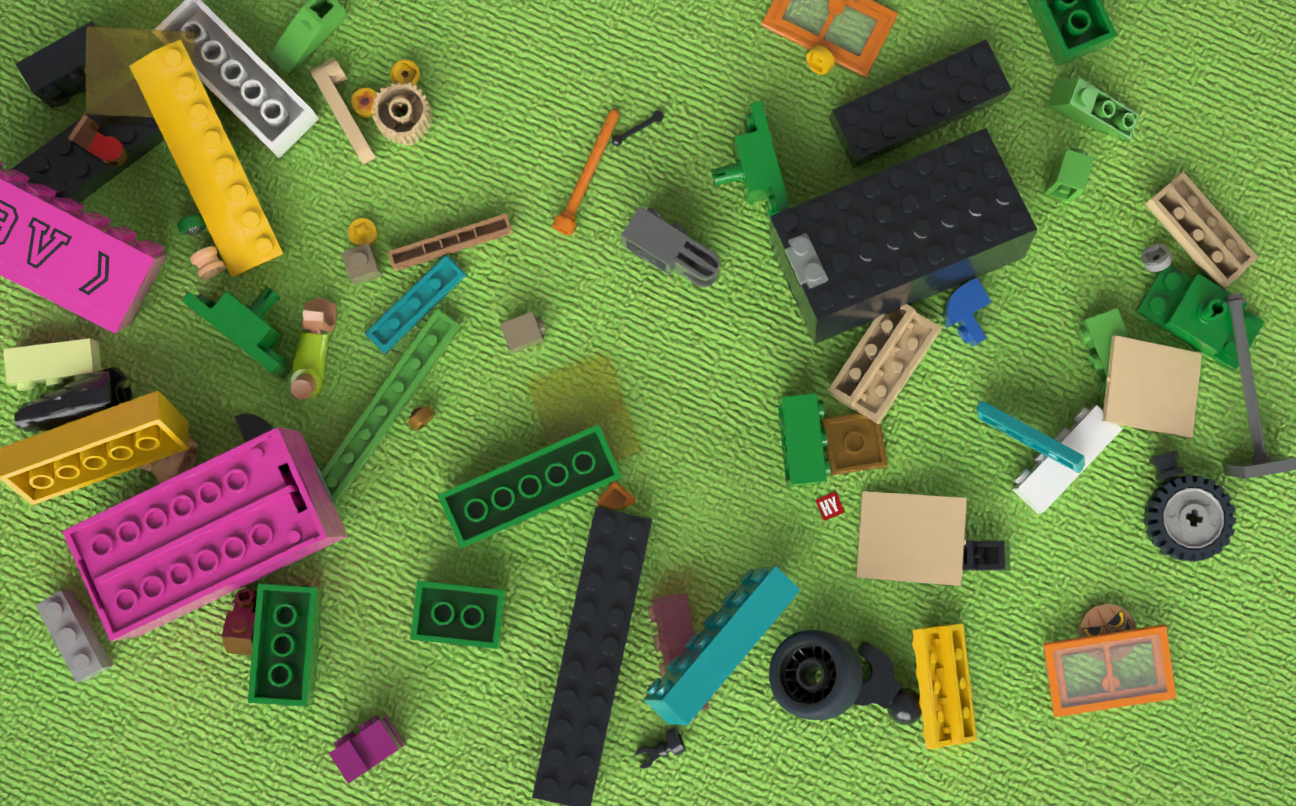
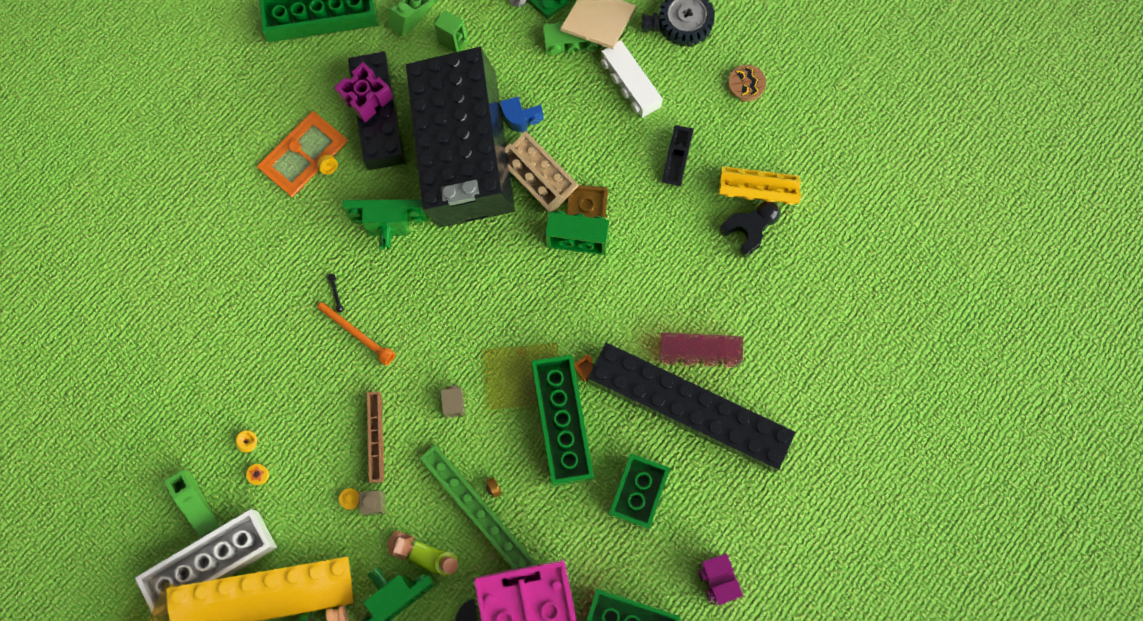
camera: 70 degrees left, 10 degrees down
(327, 77) = (231, 497): tan beam -> none
(398, 98) = (263, 451): tan brick -> none
(415, 304) = (412, 473): teal tile -> none
(670, 248) = (424, 286): dark grey brick -> none
(674, 743) = (761, 368): black piece -> none
(720, 645) = (703, 315): teal brick -> none
(794, 672) = (724, 272): wheel -> none
(829, 506) = (624, 231): red sticker -> none
(912, 538) = (658, 182): tan piece -> none
(926, 64) = (364, 92): none -> magenta brick
(1031, 437) = (612, 93): teal tile -> none
(1109, 670) = (771, 87): clear door -> none

